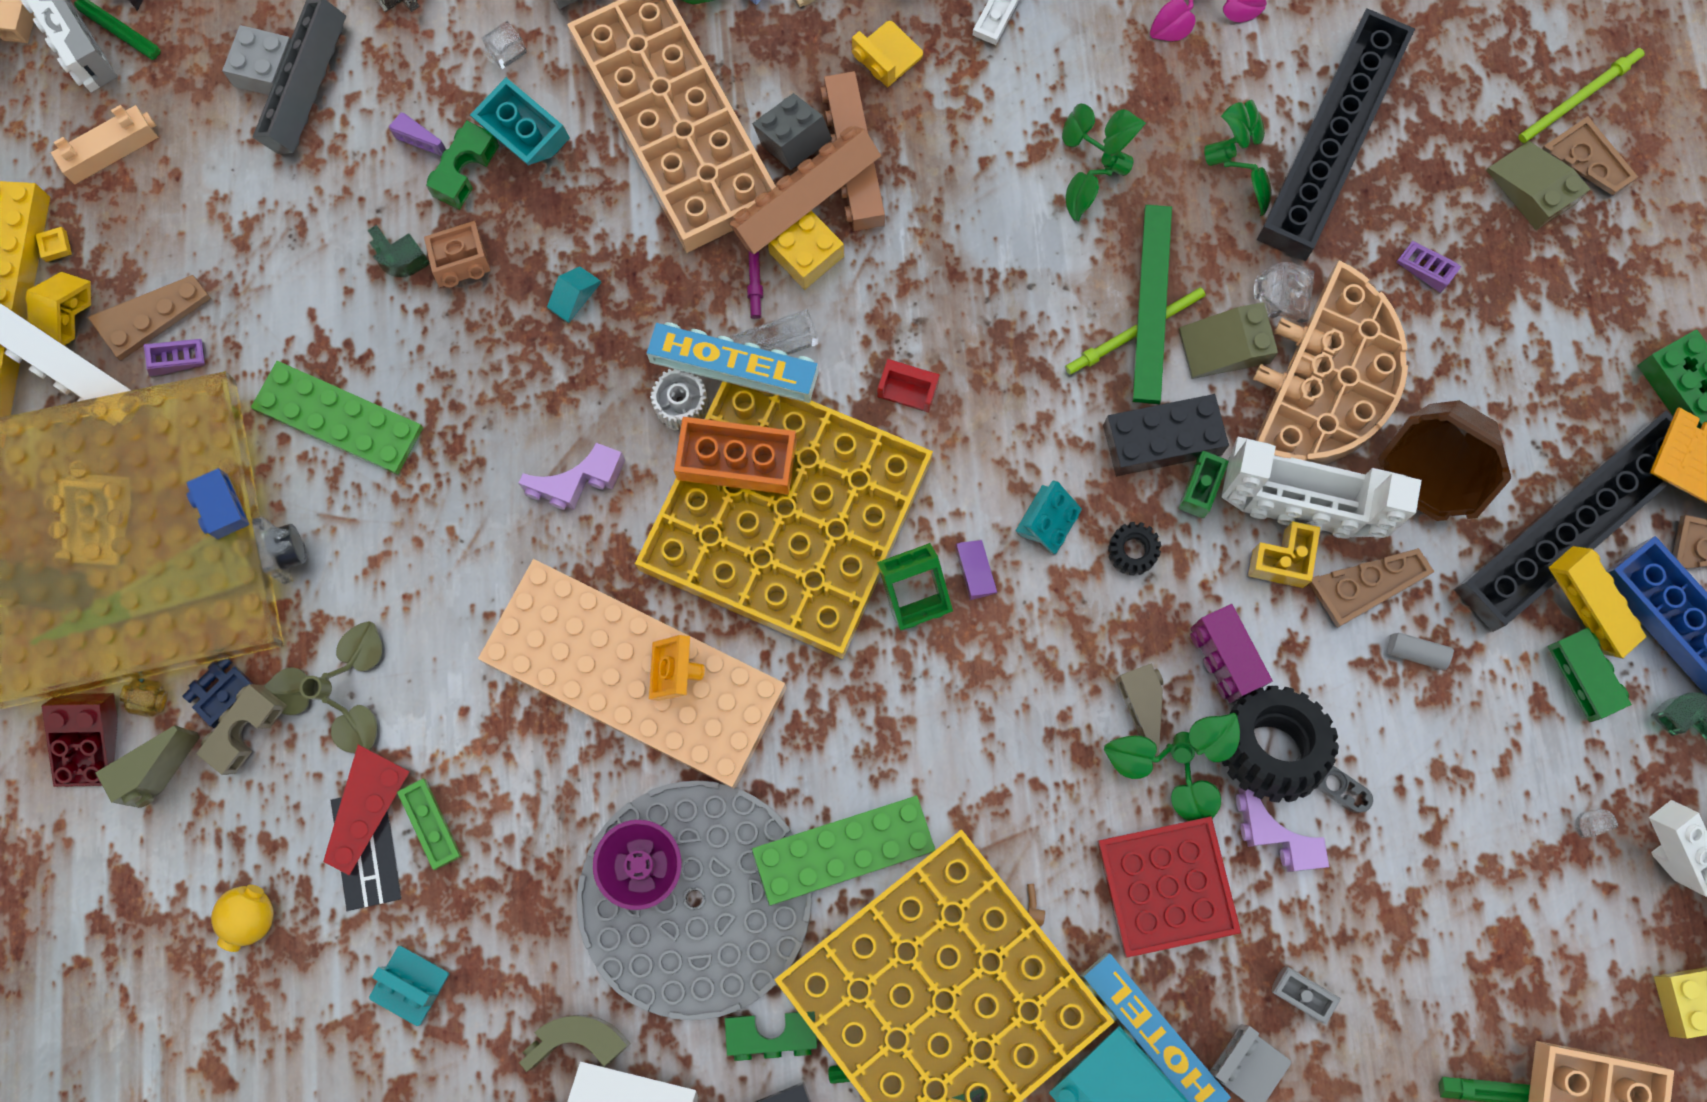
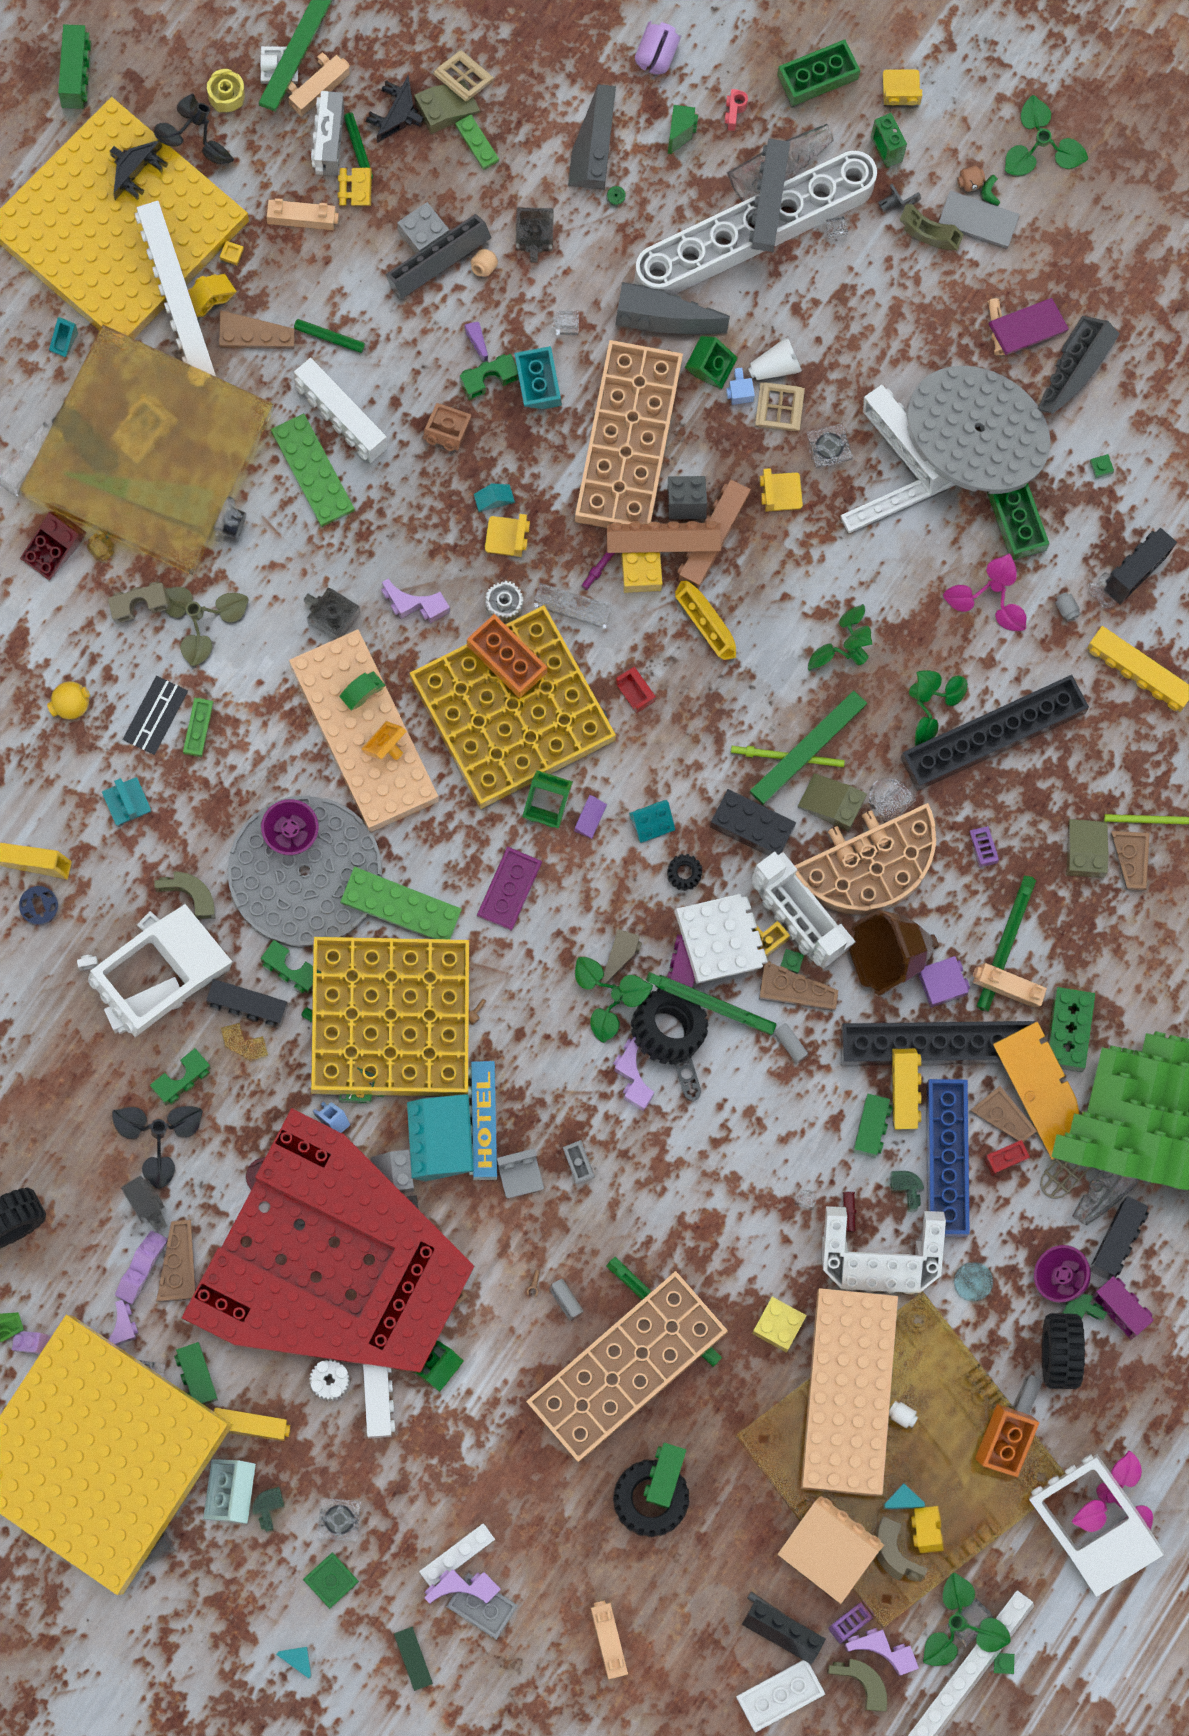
camera: 30 degrees right, 0 degrees up
(148, 768) = (73, 586): olive slope -> none
(152, 66) = (360, 187): none -> yellow plate
(160, 368) = (248, 359): medium lavender slope -> none
(216, 503) = (217, 474): blue brick -> none
(221, 695) = (140, 577): dark blue plate -> none
(240, 253) = (329, 335): none -> green axle
(315, 324) = (340, 410): none -> white brick
(358, 48) = (484, 262): none -> light nougat head
(365, 800) = (173, 690): red wing -> none
(400, 258) = (414, 405): clear green brick -> none
(476, 554) = (331, 603): none -> clear smoke hinge
(593, 627) = (361, 689): none -> green brick
(622, 323) = (507, 535): none -> yellow bracket
(733, 362) = (546, 604): brick -> none
(923, 248) = (706, 620): none -> yellow brick
(952, 726) = (509, 888): none -> magenta tile
(1168, 887) = (554, 1056): red plate -> none
(1203, 484) = (744, 868): green brick -> none
(1253, 593) = (721, 938): none -> white hinge
(1303, 678) = (711, 1003): none -> green piece
(1336, 556) = (792, 961): none -> green plate
(1528, 445) = (943, 981): none -> medium lavender brick
(1545, 352) = (1008, 936): none -> green piece
(1599, 393) = (1009, 985): none -> light nougat brick
(1646, 790) = (849, 1203): none -> dark red pin

